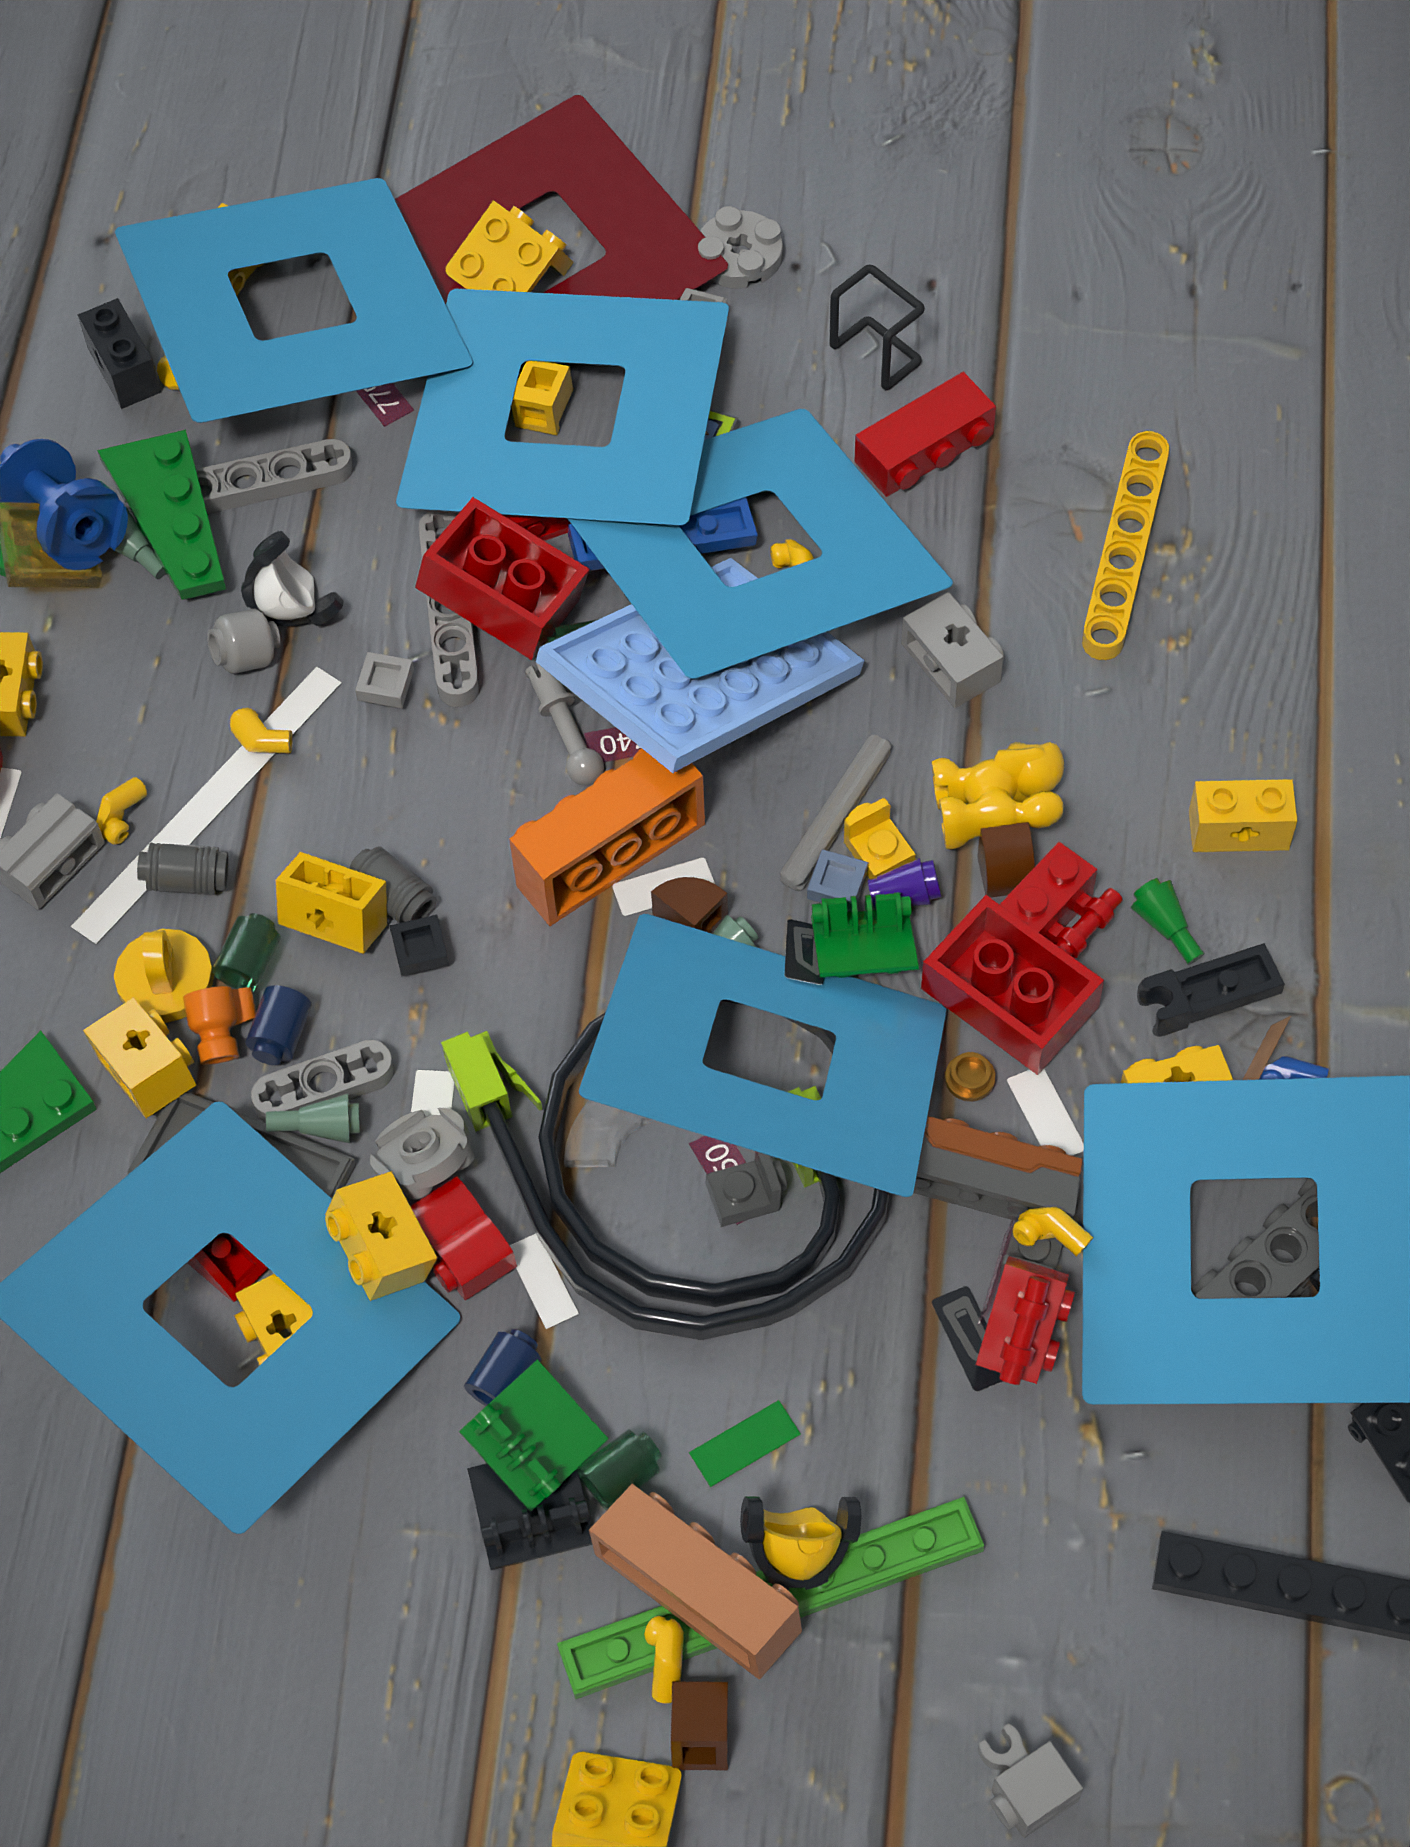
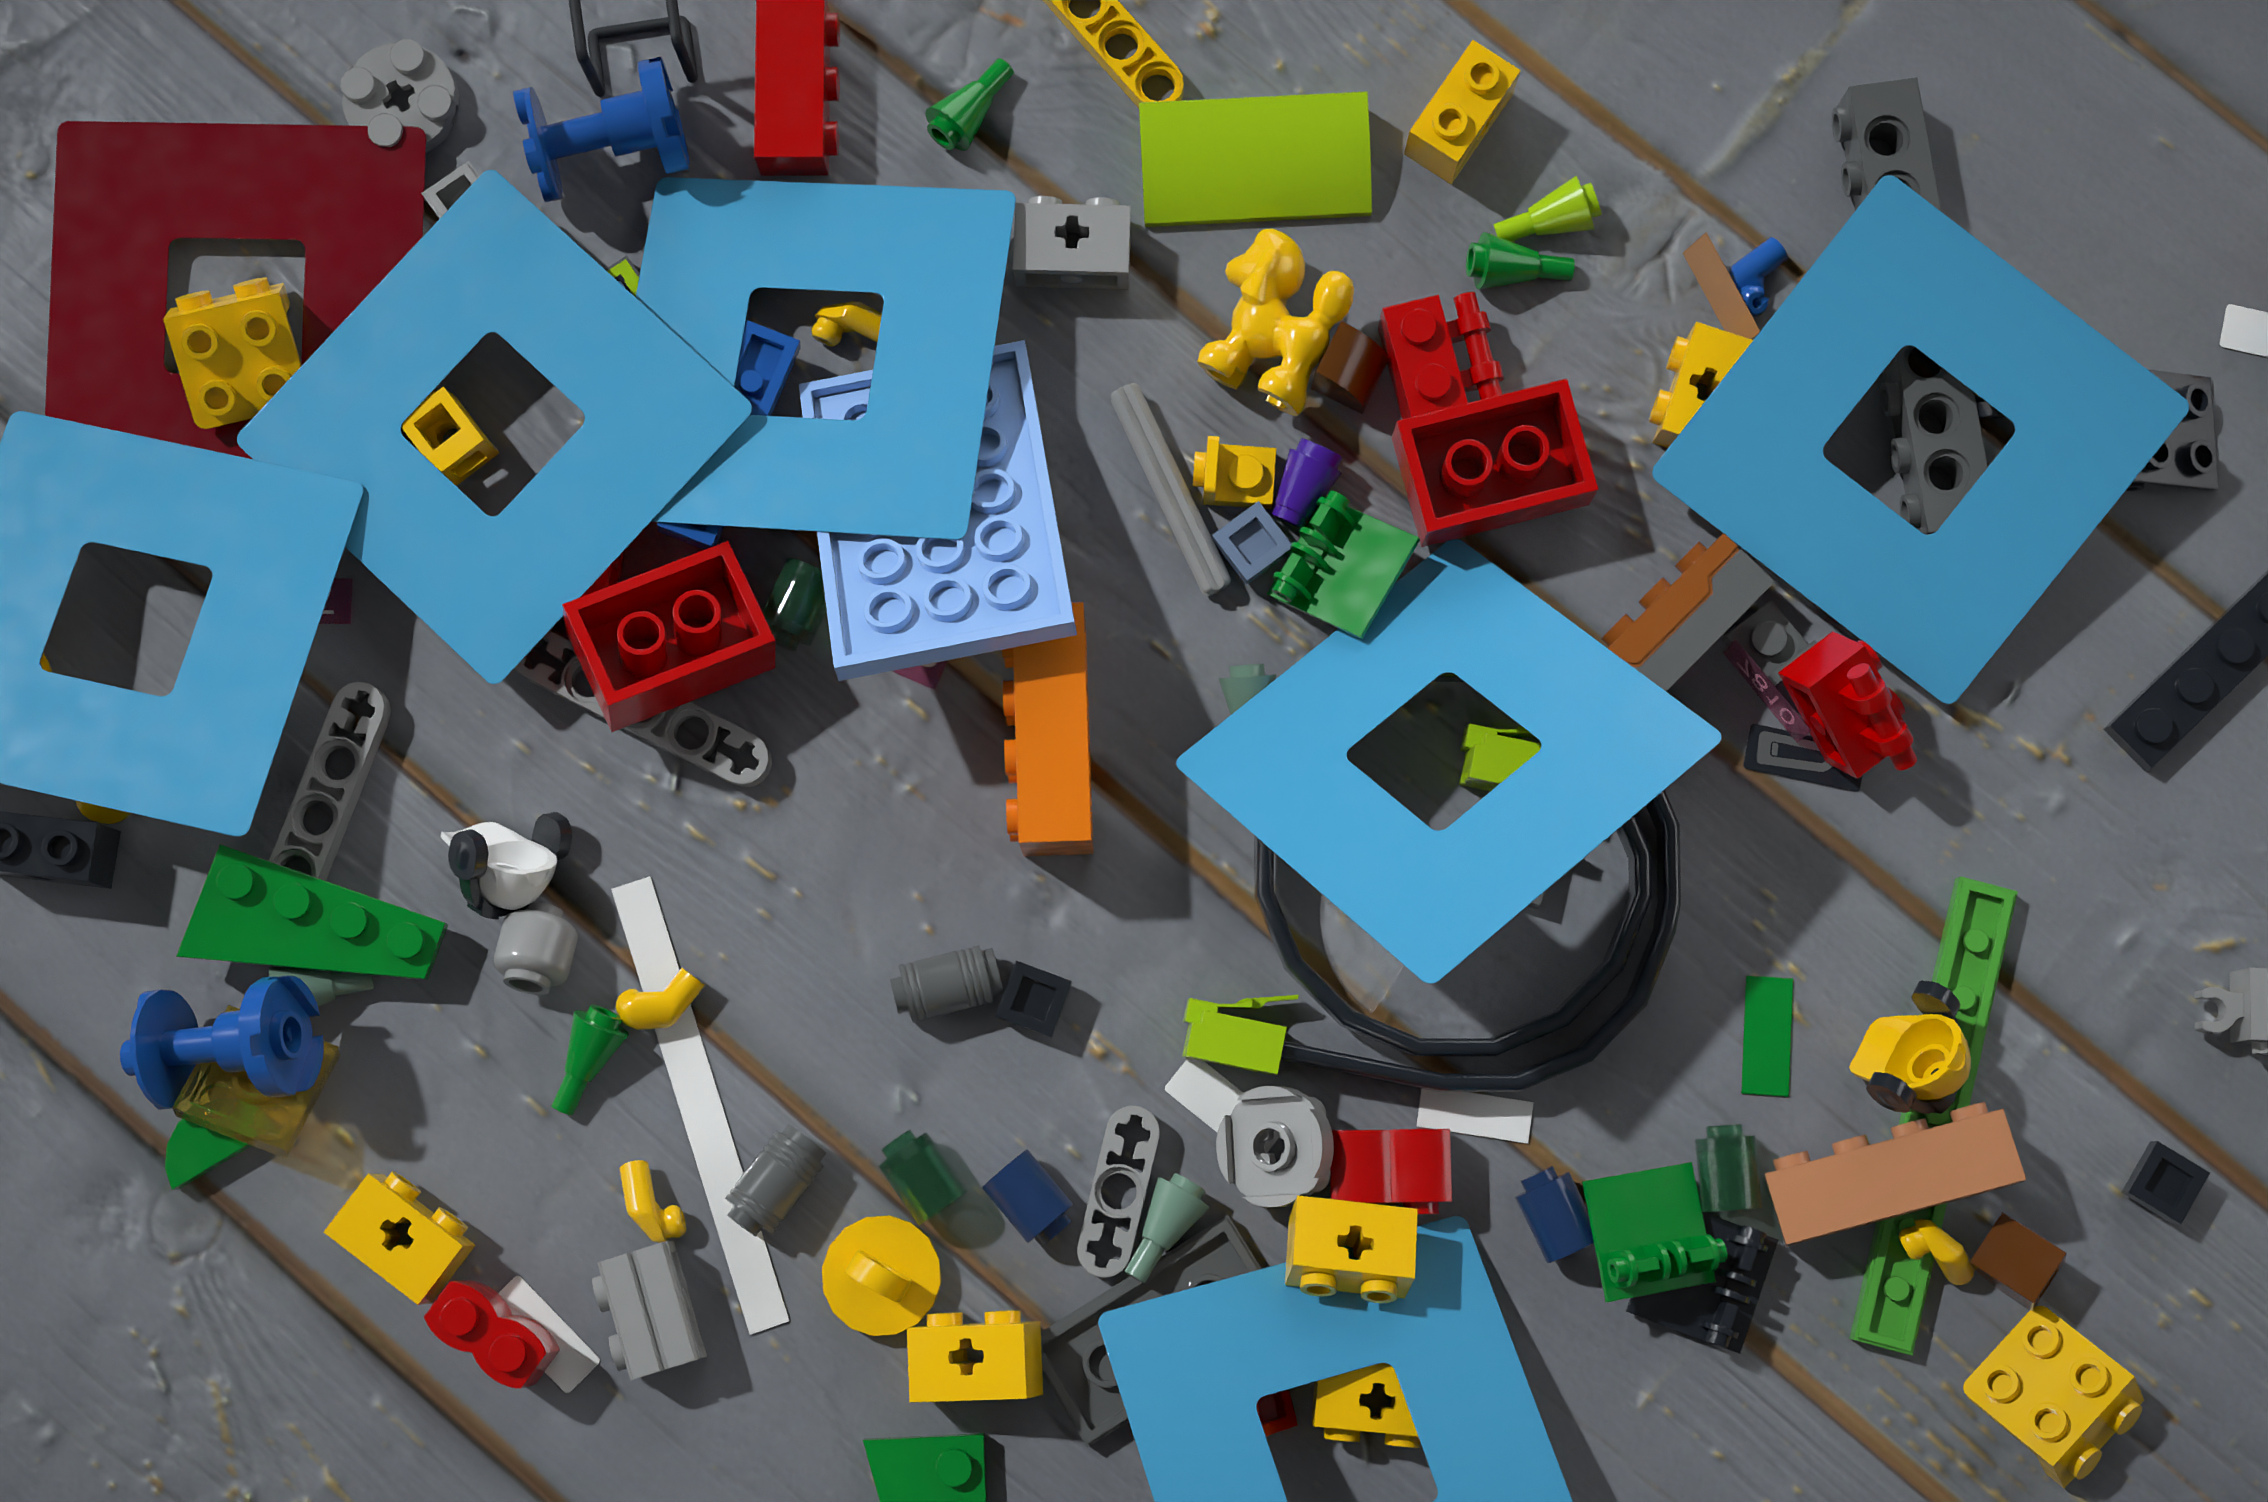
camera: 55 degrees left, 20 degrees up
(202, 712) = (592, 1043): none -> green cone
(212, 1015) = (975, 1256): orange piece -> none
(331, 902) = (932, 1058): yellow brick -> none
(384, 680) = (689, 832): light grey plate -> none
(583, 763) = (932, 696): light grey pin -> none
(635, 893) = (1128, 712): white sticker -> none
(690, 903) = (1185, 706): reddish brown brick -> none
(801, 953) = (1313, 636): black sticker -> none
(827, 363) = (626, 124): none -> blue piece
(841, 1800) = (2165, 1182): none -> black plate
(970, 1076) = (1548, 569): pearl gold plate -> none
(986, 536) = (958, 116): none -> green cone
(1045, 1111) = (1631, 526): white sticker -> none
(1050, 1223) = (1770, 607): yellow arm -> none
(1105, 720) = (1255, 159): none -> lime slope
(1210, 988) = (1617, 277): black plate -> none
(1232, 924) = (1561, 211): none -> lime cone

